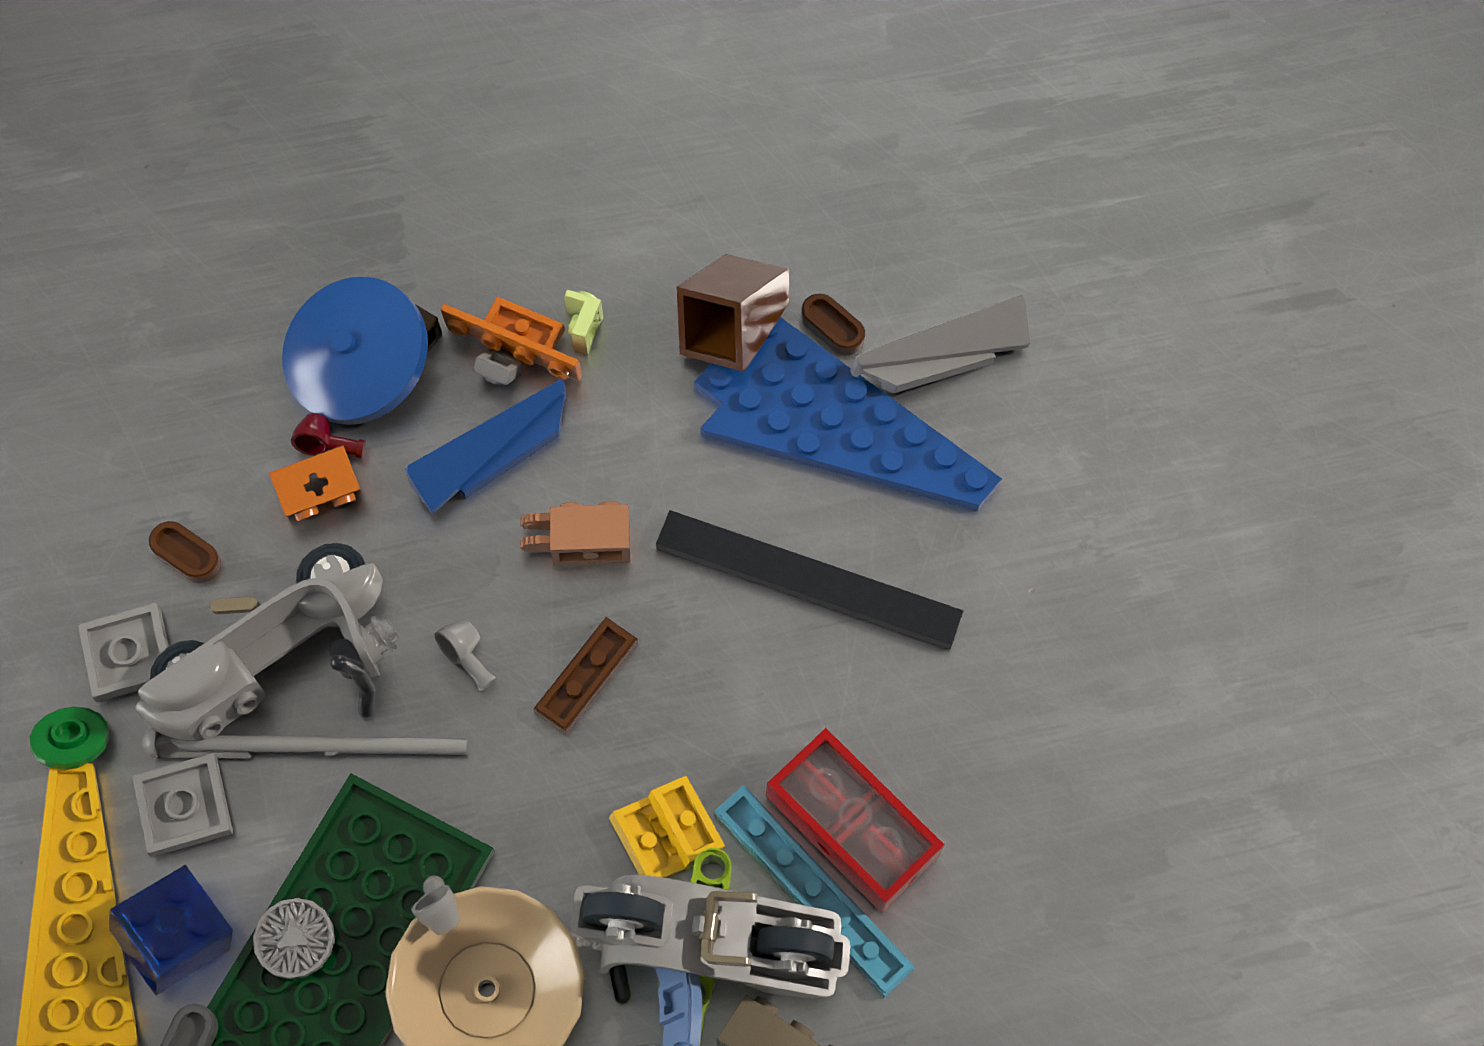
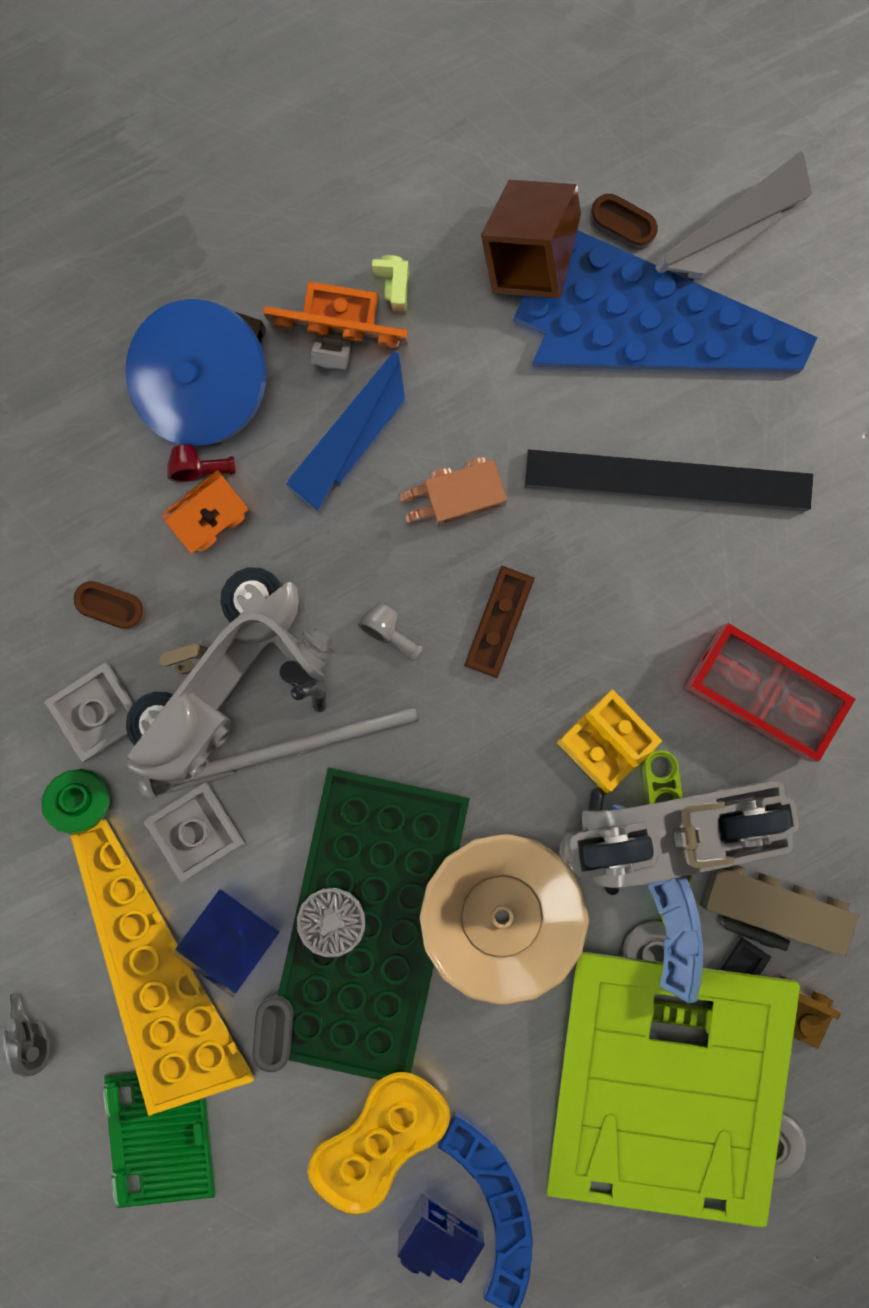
camera: 15 degrees left, 20 degrees up
(437, 907) = (446, 871): light grey bar -> none
(811, 886) = (743, 755): medium azure tile -> none

